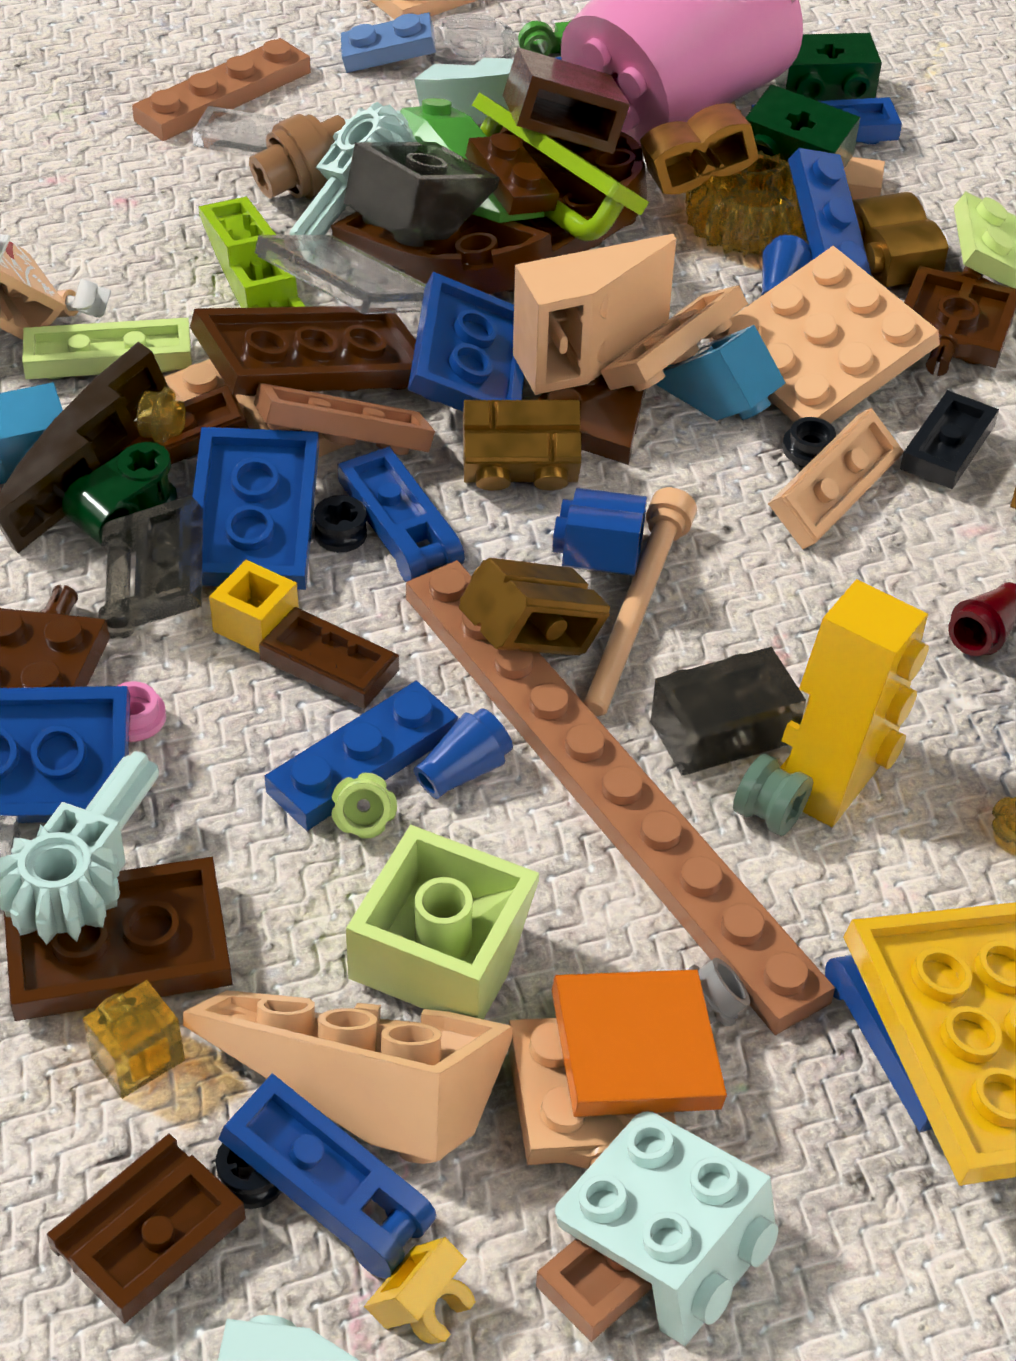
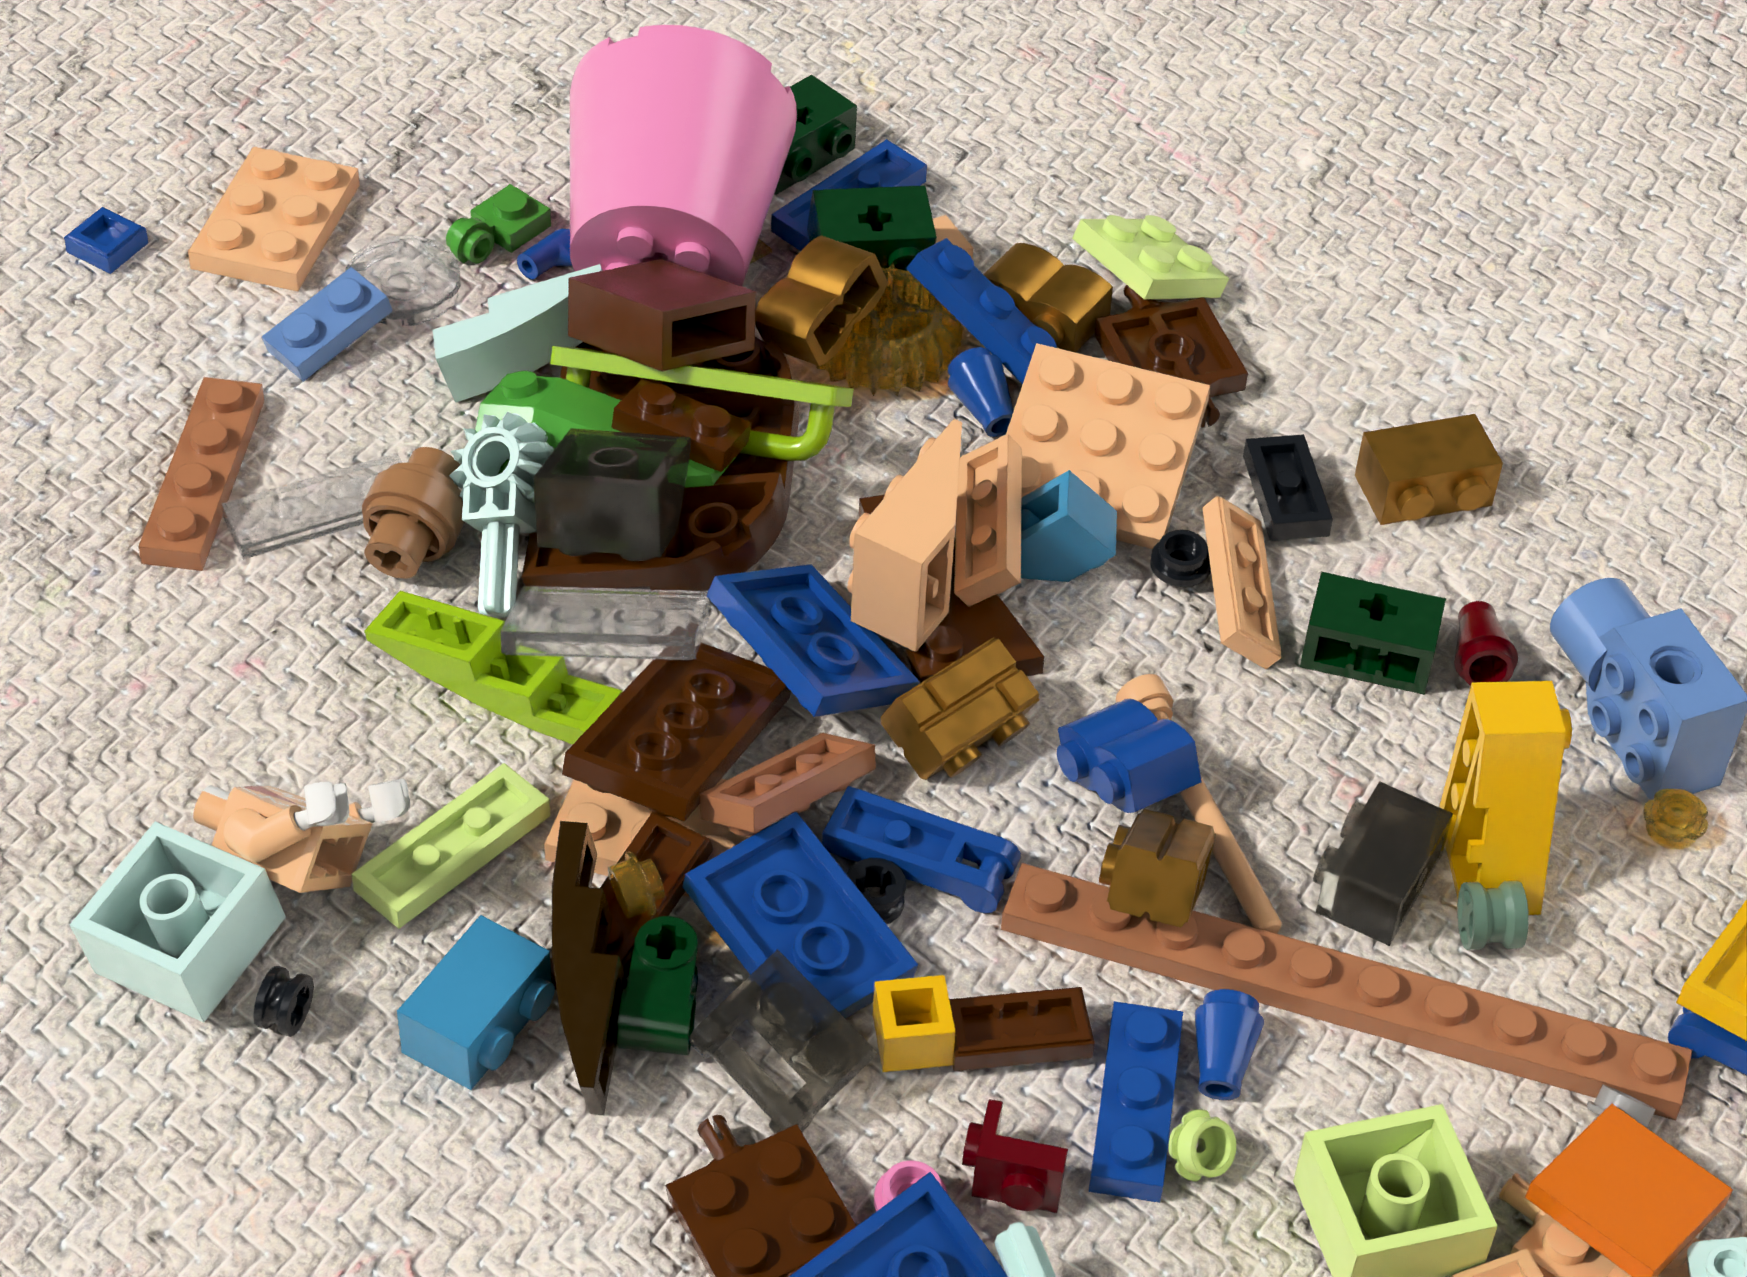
camera: 40 degrees left, 0 degrees up
(212, 733) = (1013, 1169): none -> dark red bracket
(903, 556) = (1372, 633): none -> dark green brick

